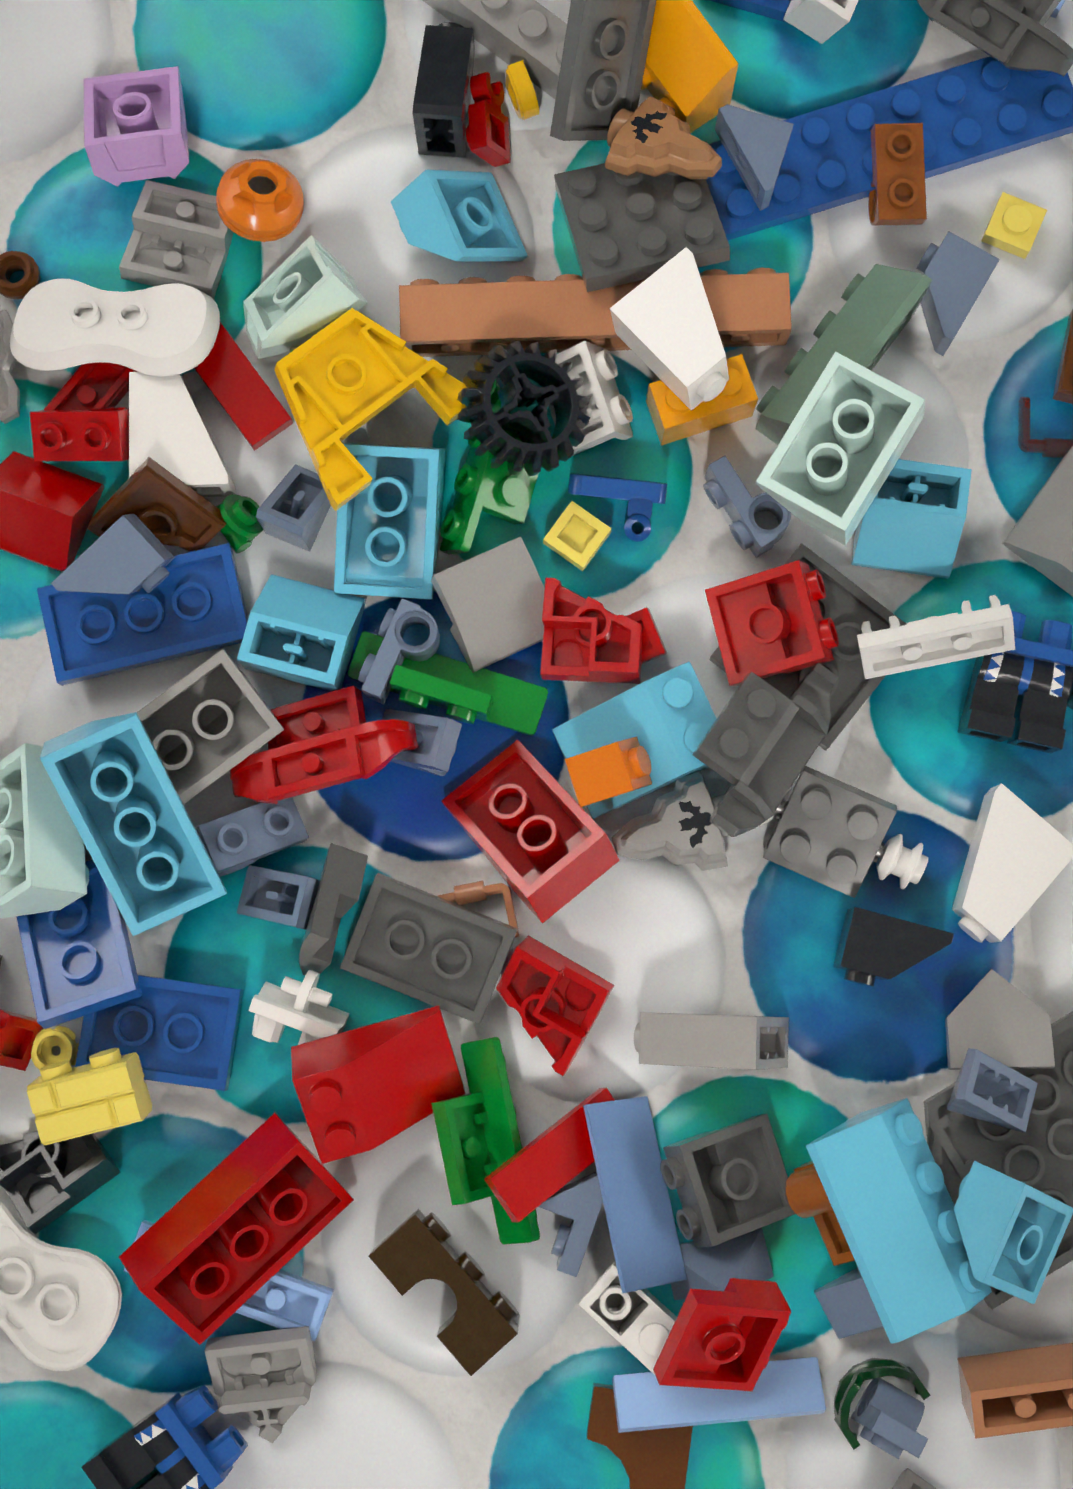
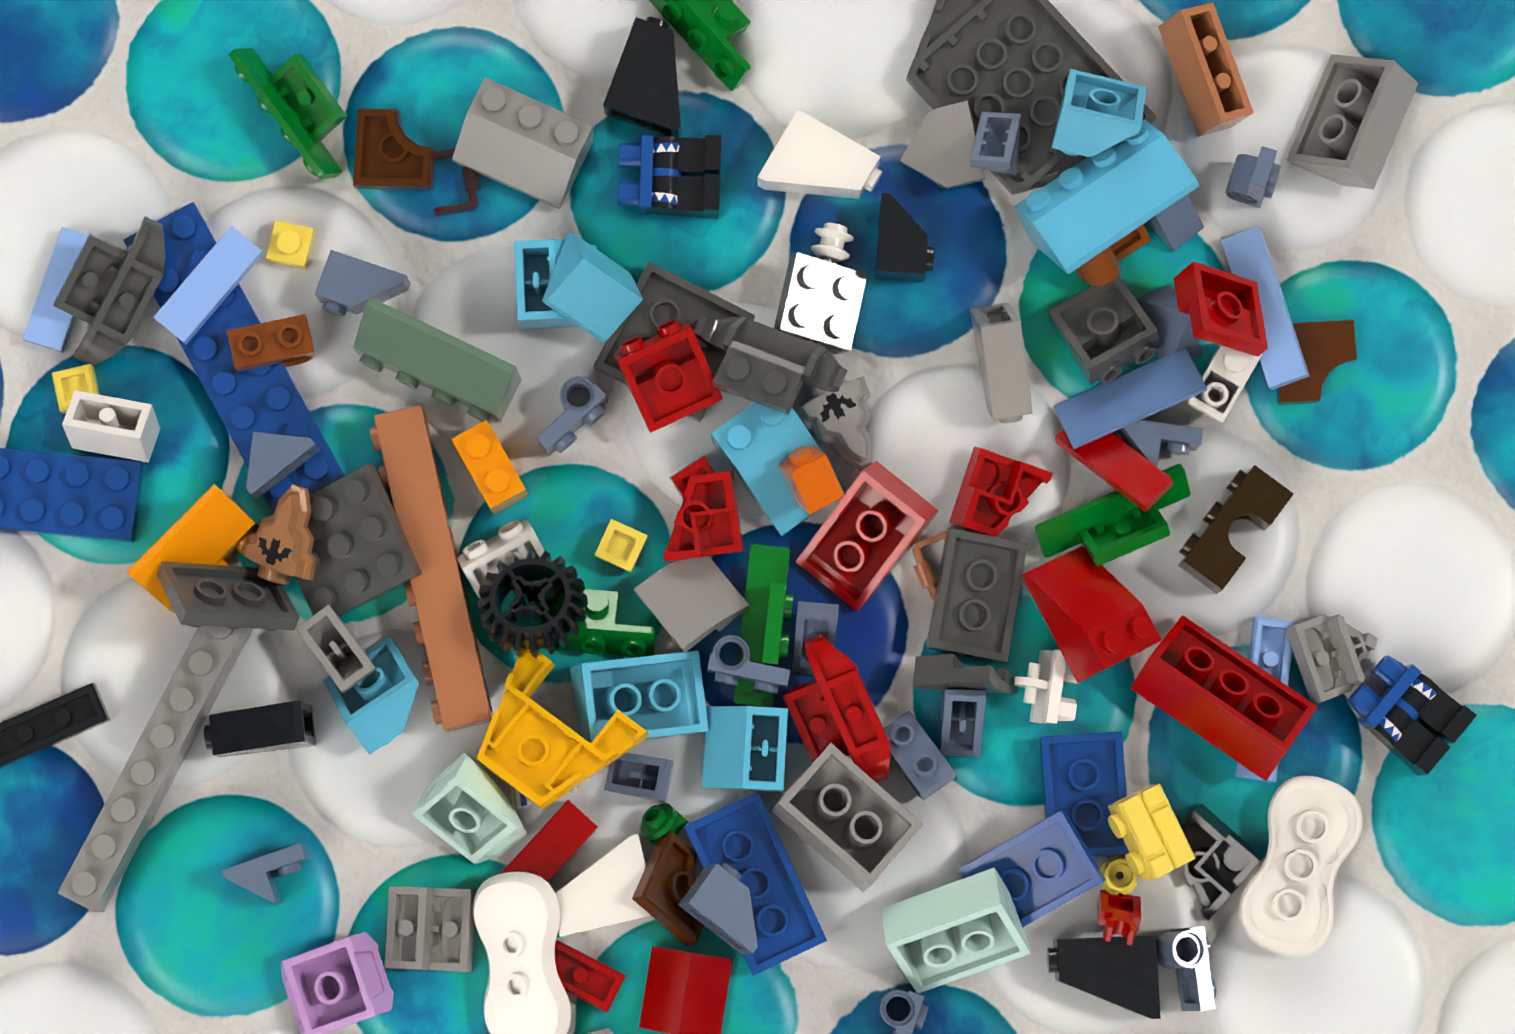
camera: 105 degrees left, 0 degrees up
(81, 434) = (618, 966): red plate -> none
(131, 820) = (929, 842): medium azure slope -> none
(255, 214) = (400, 874): orange piece -> none
(279, 63) = (257, 873): none -> sand blue slope
(487, 125) = (284, 687): red plate -> none
(520, 184) = (336, 648): none -> light grey slope
(521, 91) = (252, 666): yellow tile -> none
(638, 493) = (576, 504): blue piece -> none
(675, 331) = (449, 492): white slope -> none
(841, 447) = (523, 343): light aqua slope -> none
(853, 1380) = (1233, 210): dark green helmet -> none
(897, 553) = (591, 289): none -> medium azure slope
(936, 639) = (656, 245): white plate -> none
(981, 115) = (208, 285): none -> light blue tile

